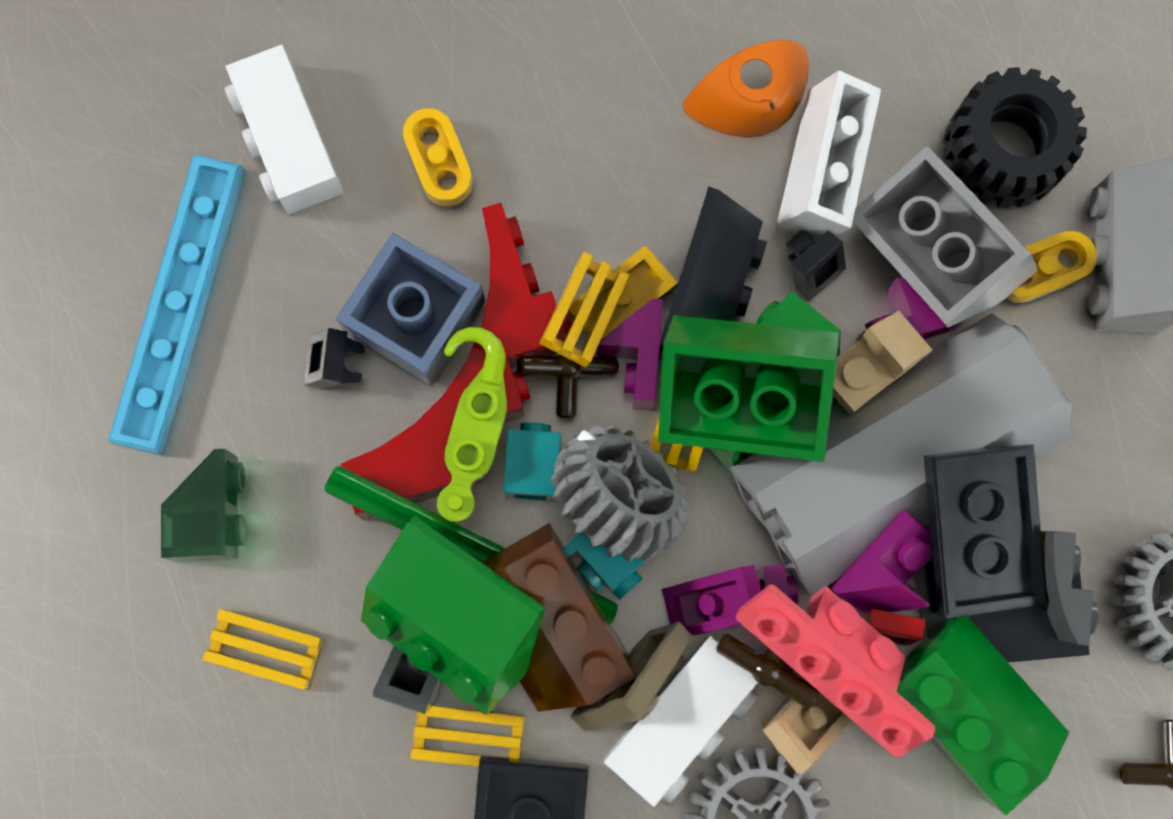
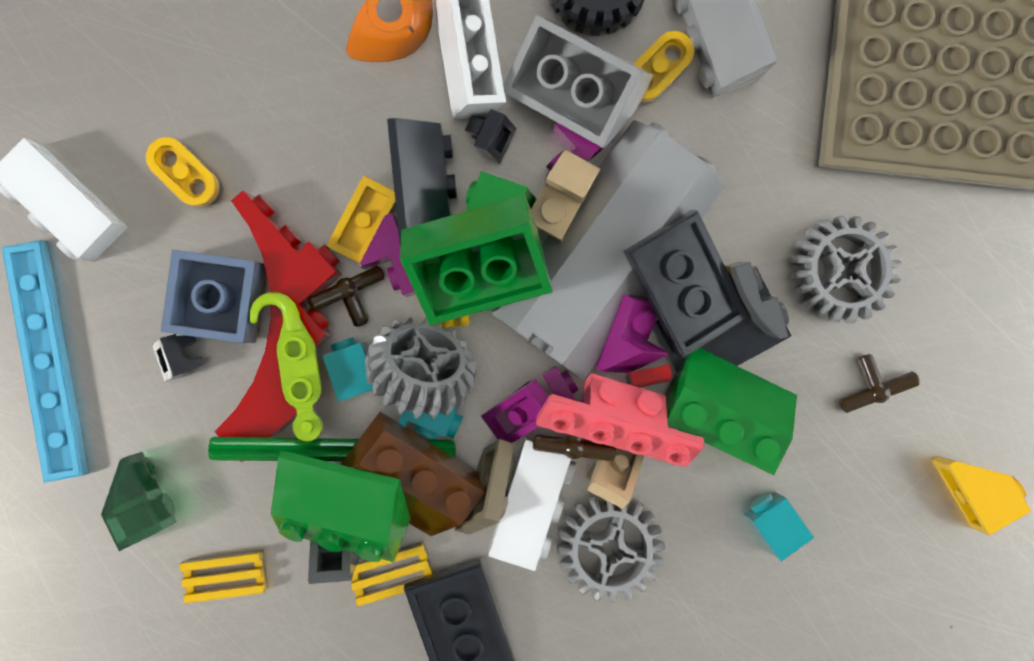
camera: 20 degrees left, 10 degrees up
(601, 274) = (339, 211): yellow tile -> none

